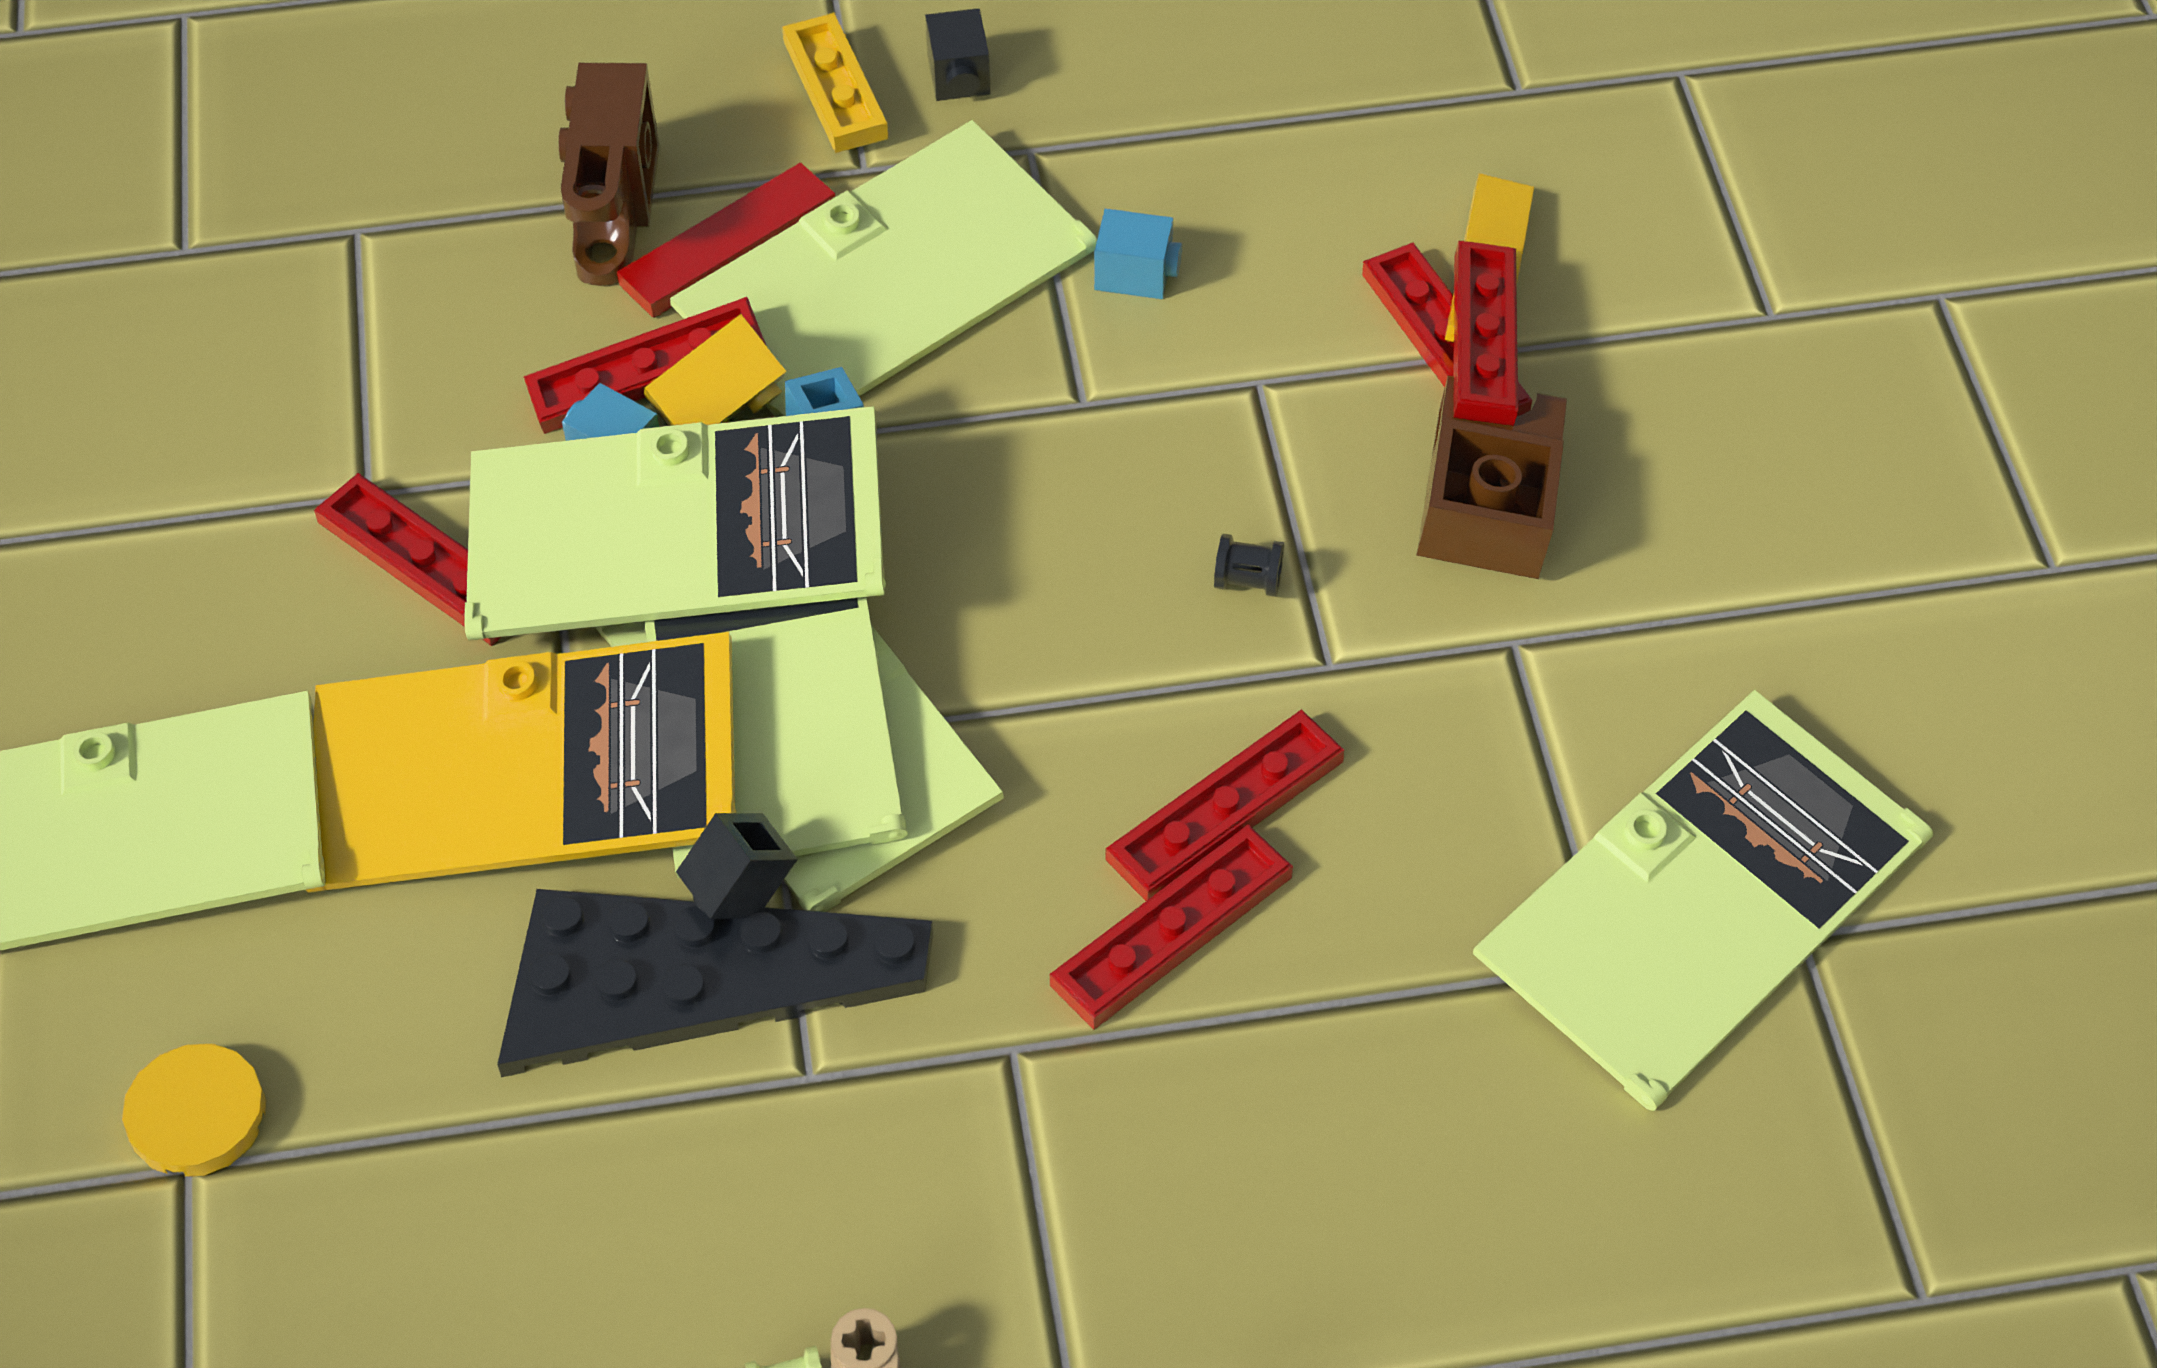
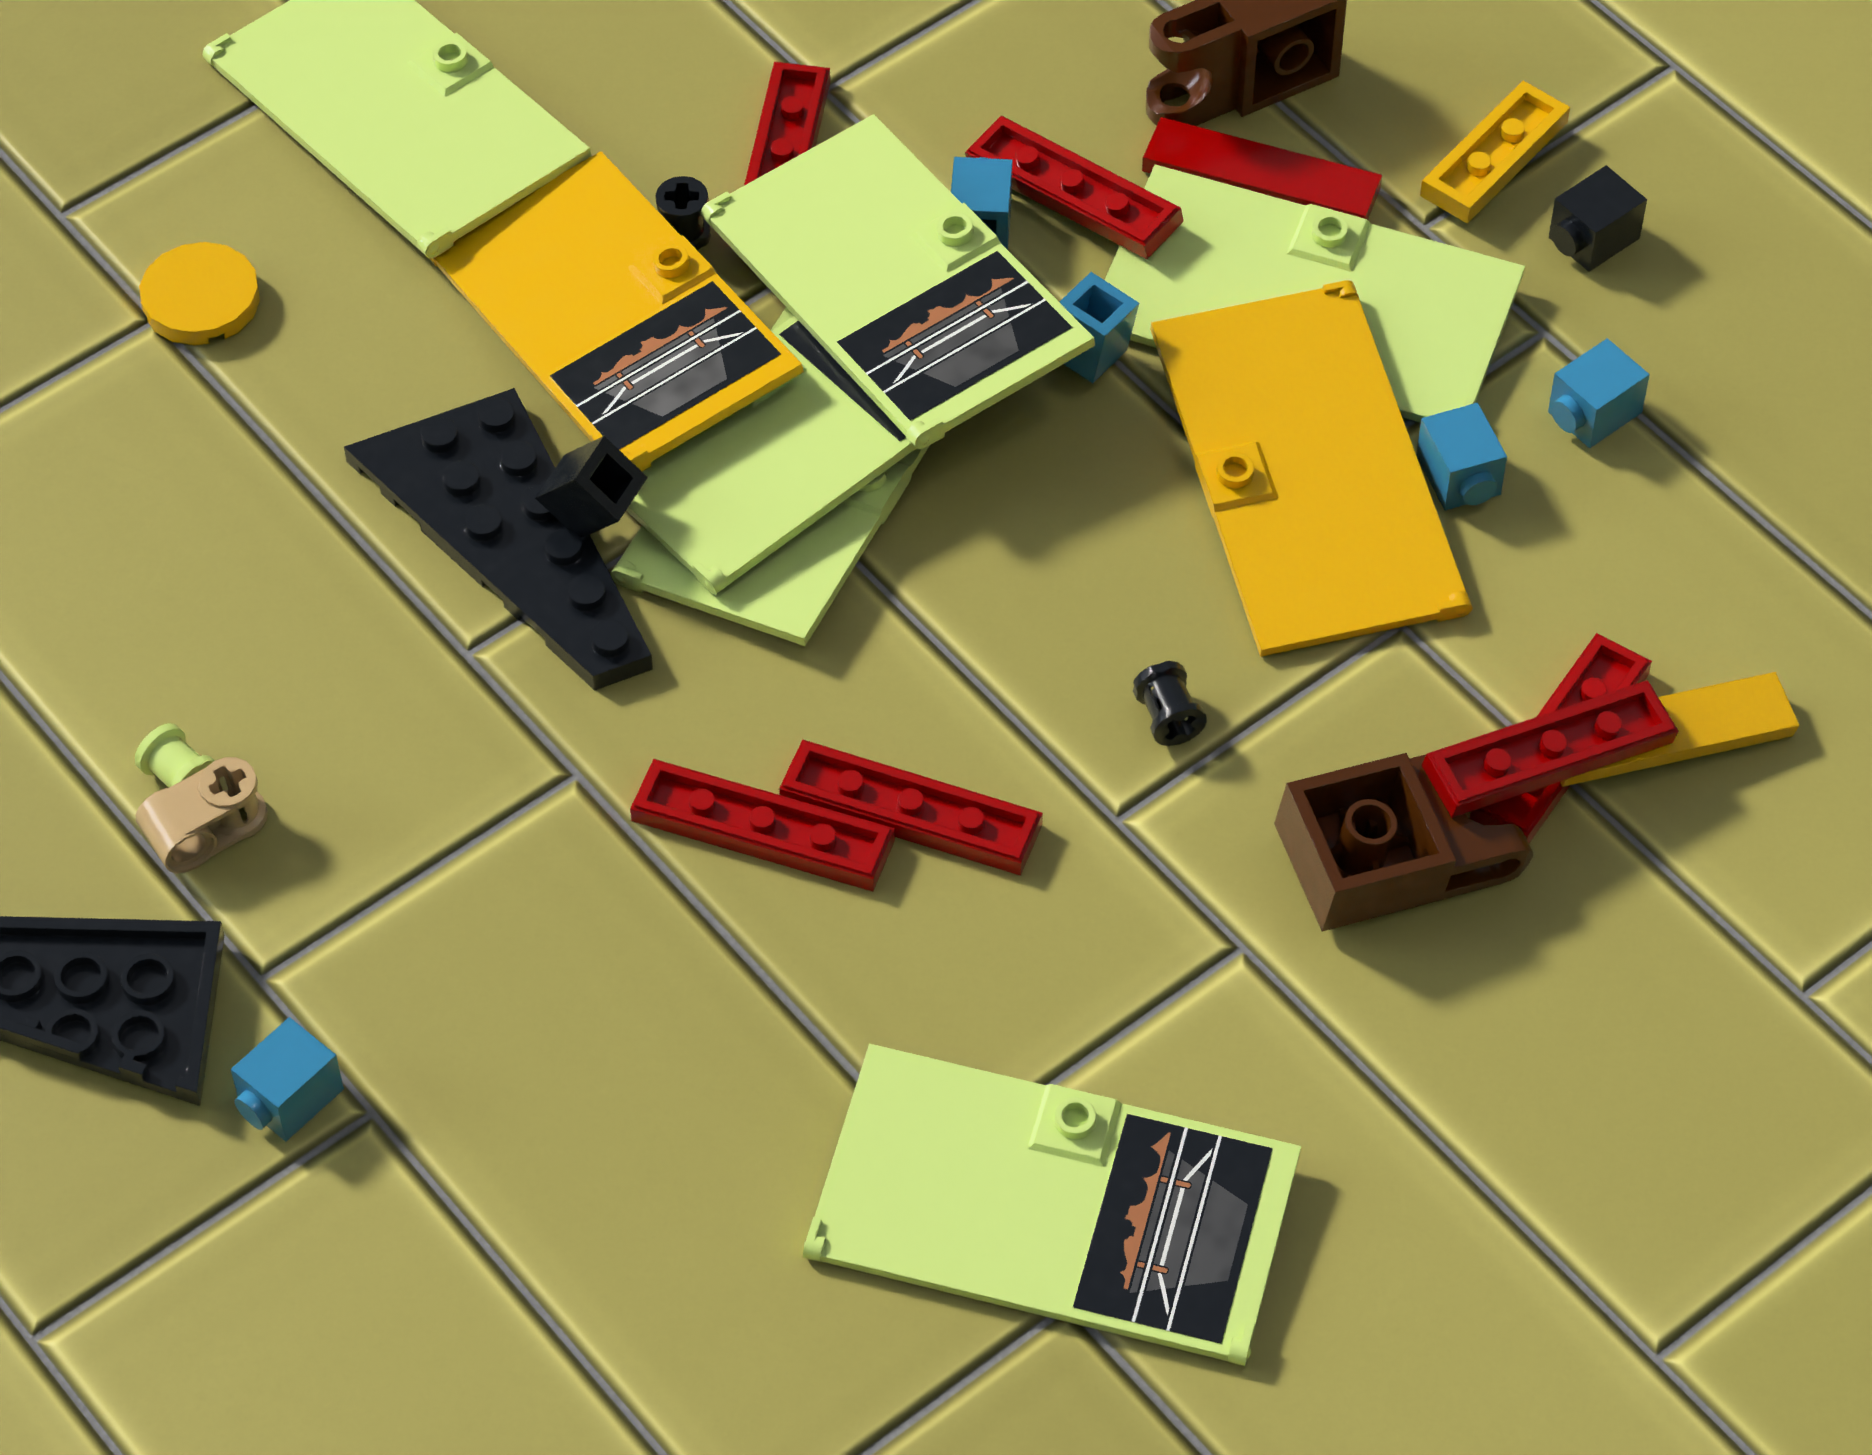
camera: 60 degrees right, 0 degrees up
(439, 645) = (681, 205): none -> black bush
(718, 379) = (1071, 233): yellow brick -> none
(1066, 357) = (1309, 469): none -> yellow door
(1133, 140) = (1598, 393): none -> dark azure brick

